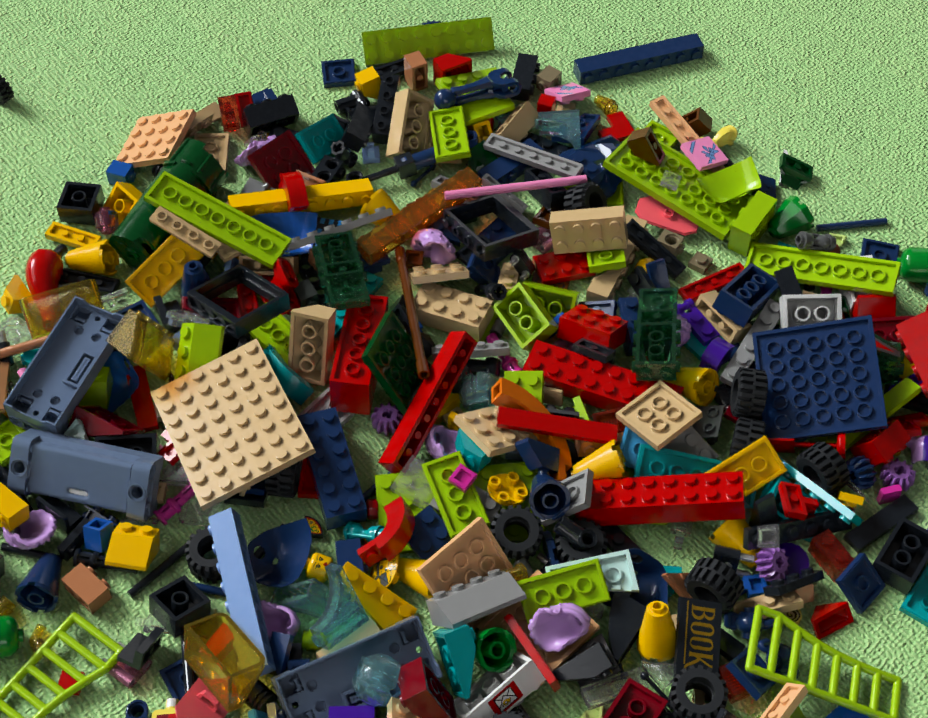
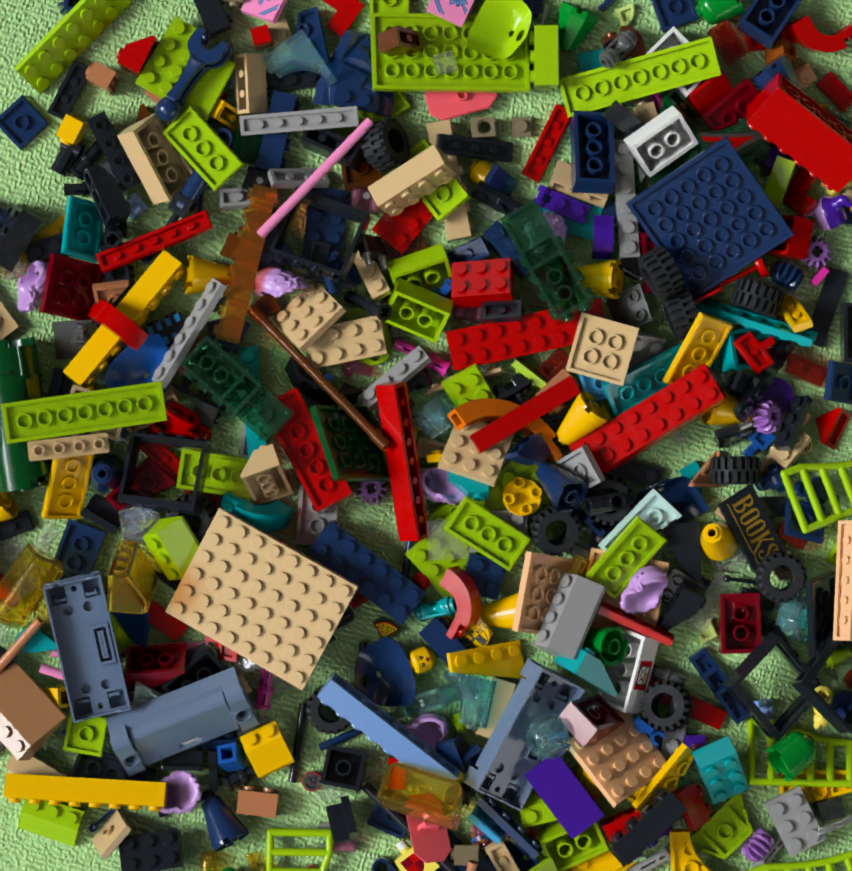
camera: 35 degrees left, 35 degrees up
(142, 605) = (311, 781): none -> tile
(366, 170) = (154, 241): none -> red tile
(441, 333) = (357, 367): none -> clear pink arm
(462, 478) = (486, 519): dark pink tile -> none
(768, 536) = (756, 405): clear slope -> none
(909, 293) = (727, 42): none -> clear red brick

